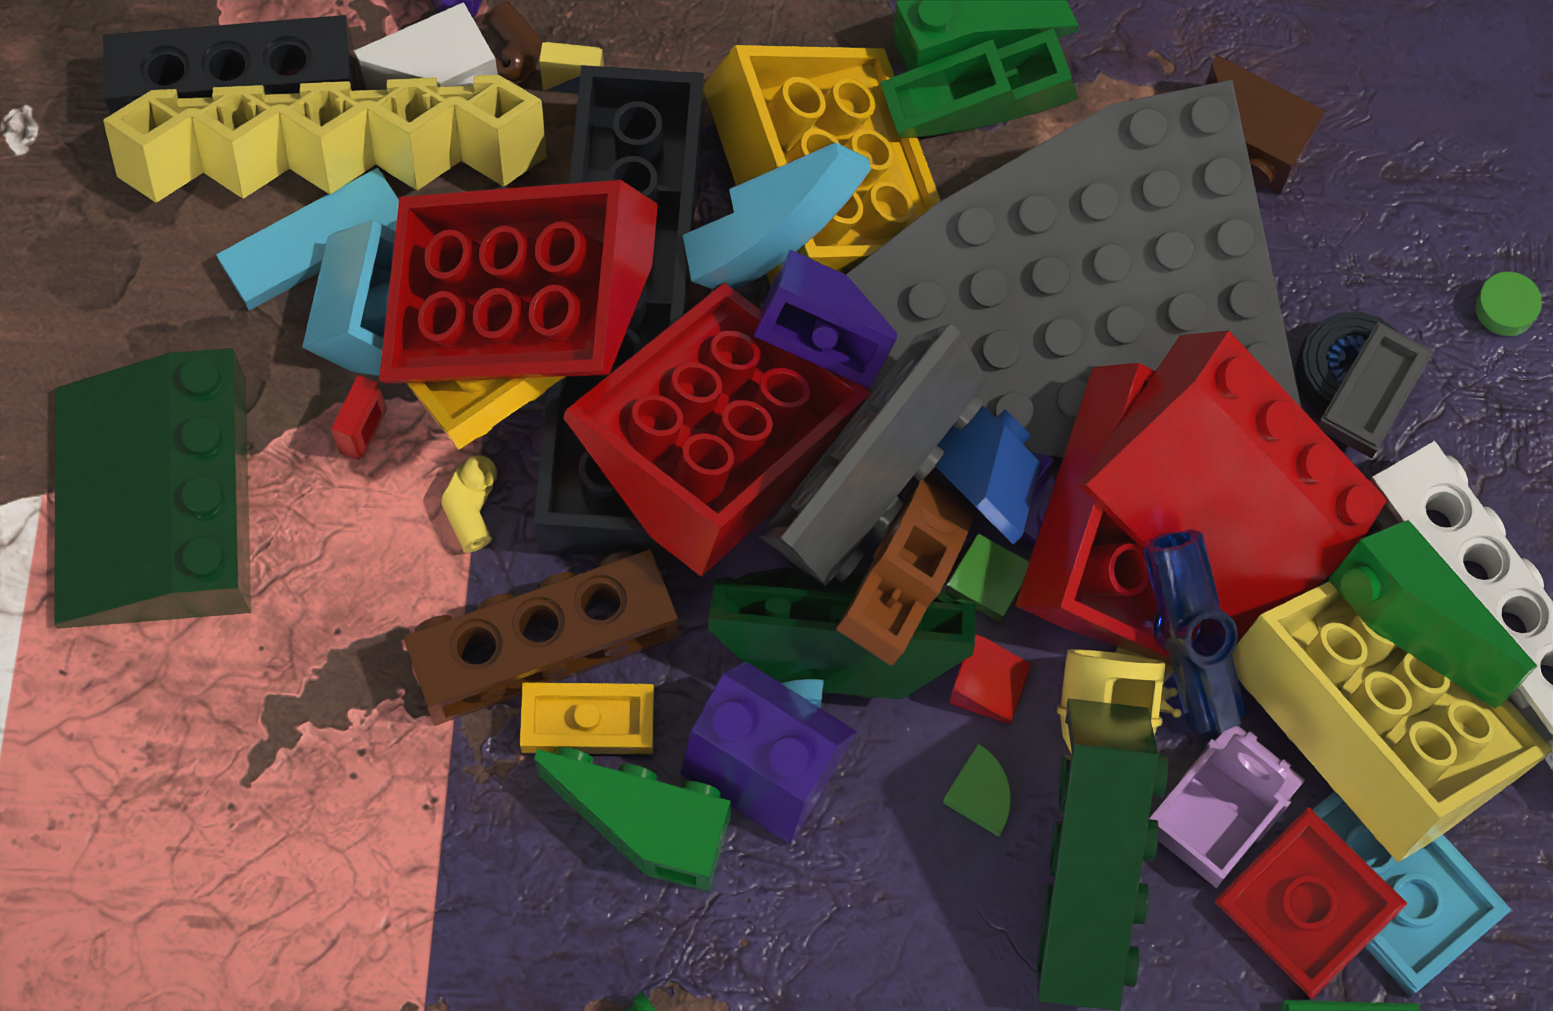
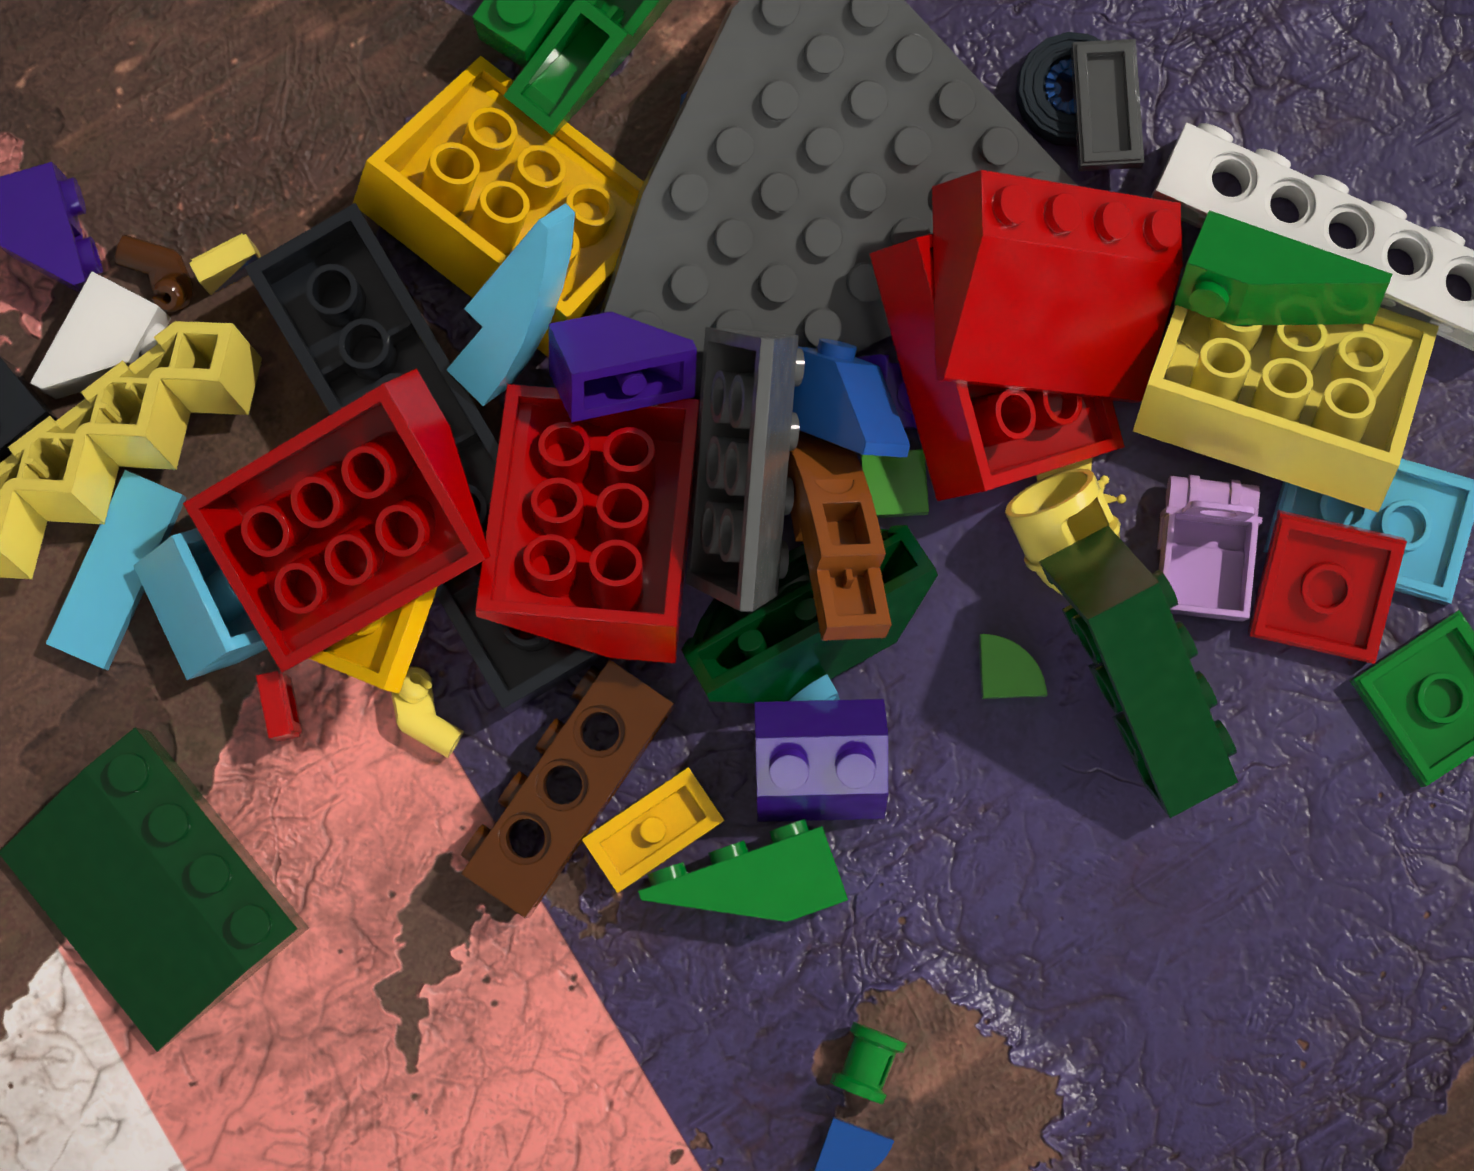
camera: 30 degrees left, 15 degrees up
(990, 681) = (960, 573): red slope -> none
(1184, 598) = (1099, 428): clear blue piece -> none

